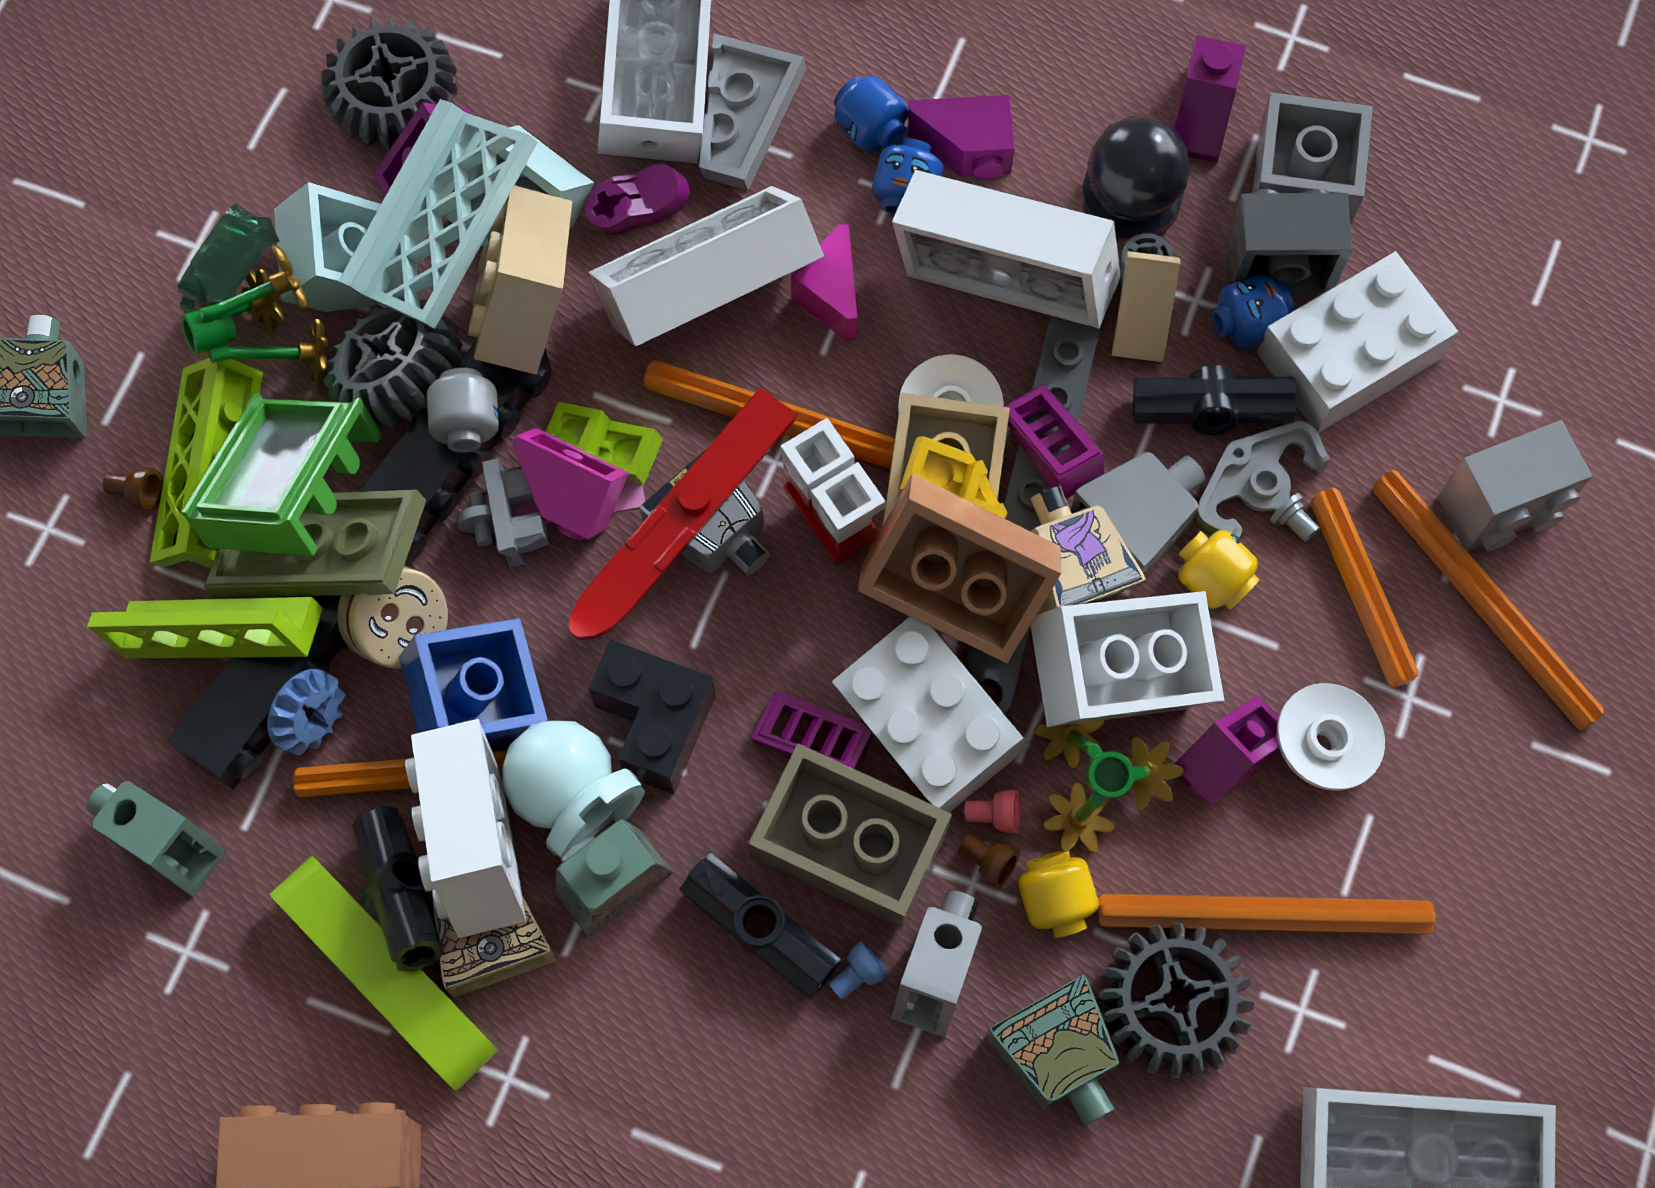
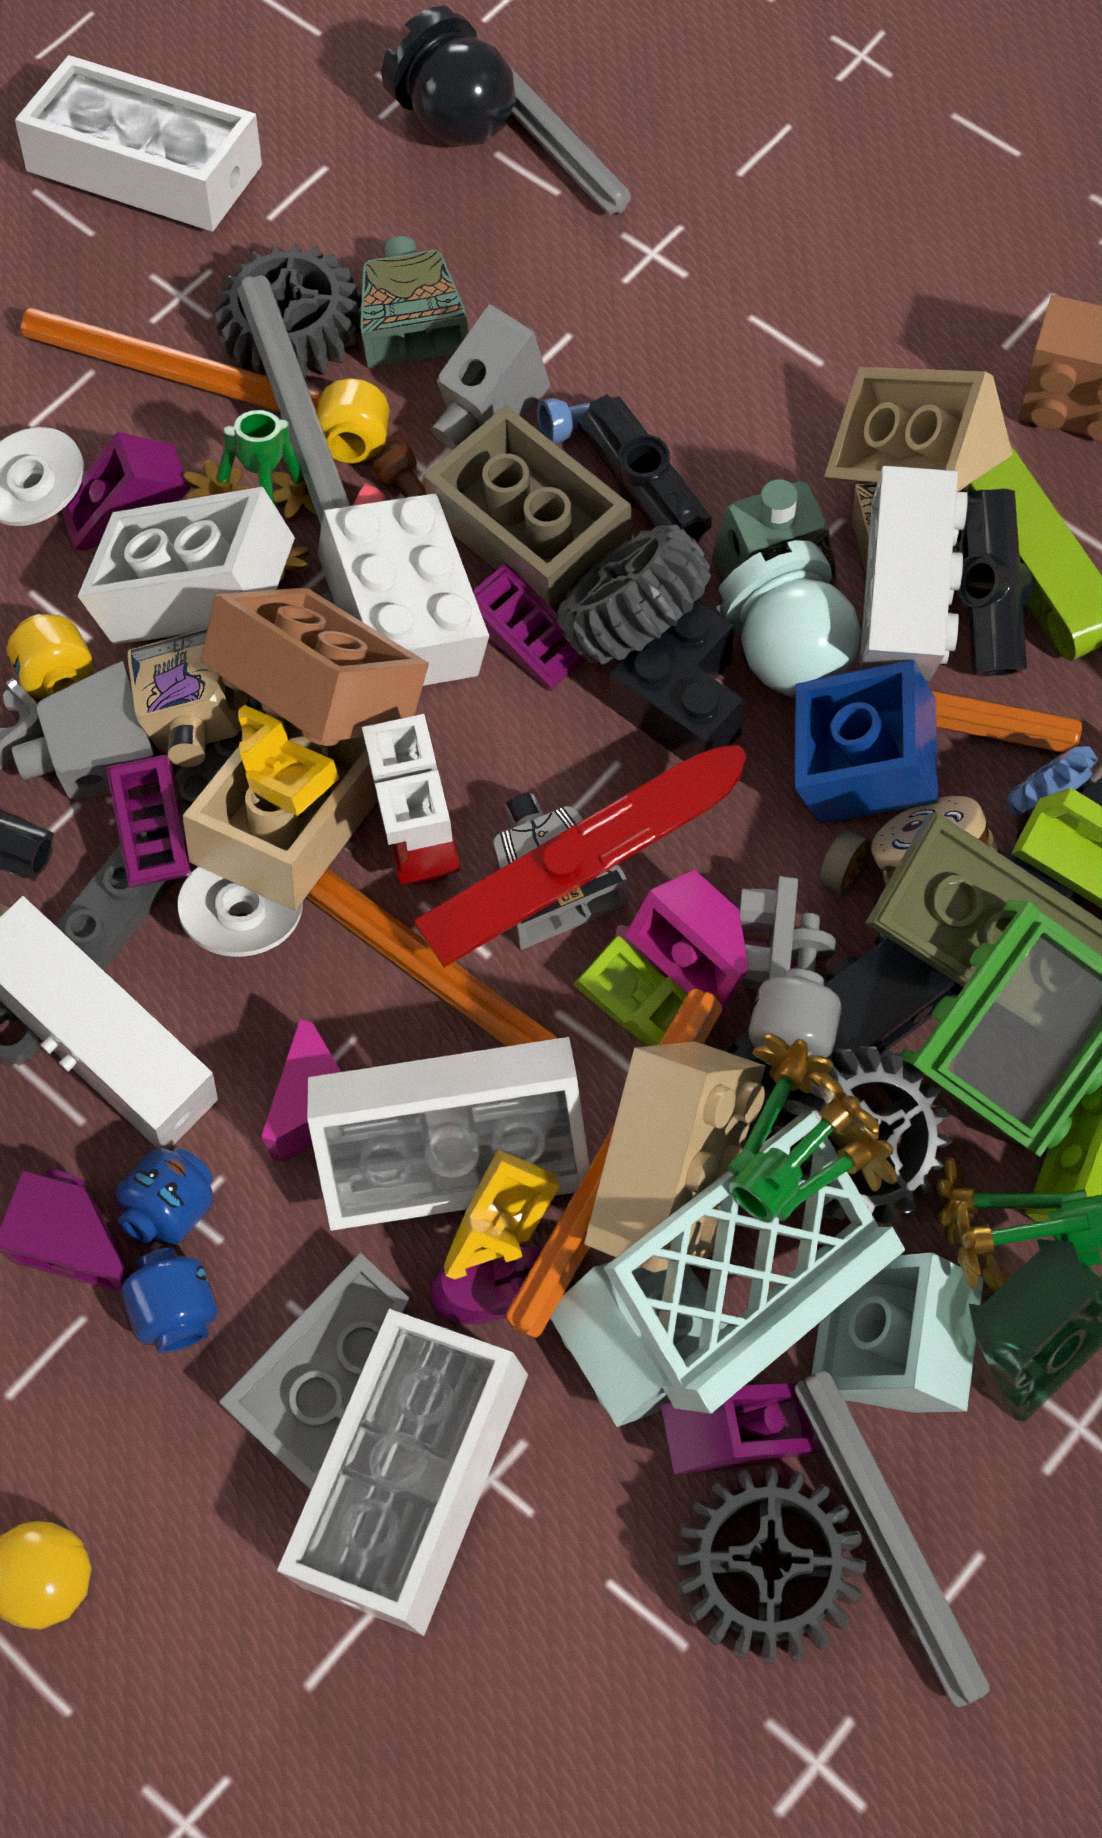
camera: 155 degrees left, 5 degrees down
(309, 123) = (892, 1540): none -> light grey axle
(433, 239) = (769, 1181): none -> plant
(469, 599) = (844, 862): none -> dark tan tile
(501, 995) = (919, 422): none -> tan slope
(579, 267) = (566, 1245): none -> orange axle
(649, 222) = (501, 1213): none -> yellow slope
(705, 760) = (634, 594): none -> dark grey gear
(1115, 875) = (292, 395): none -> light grey axle

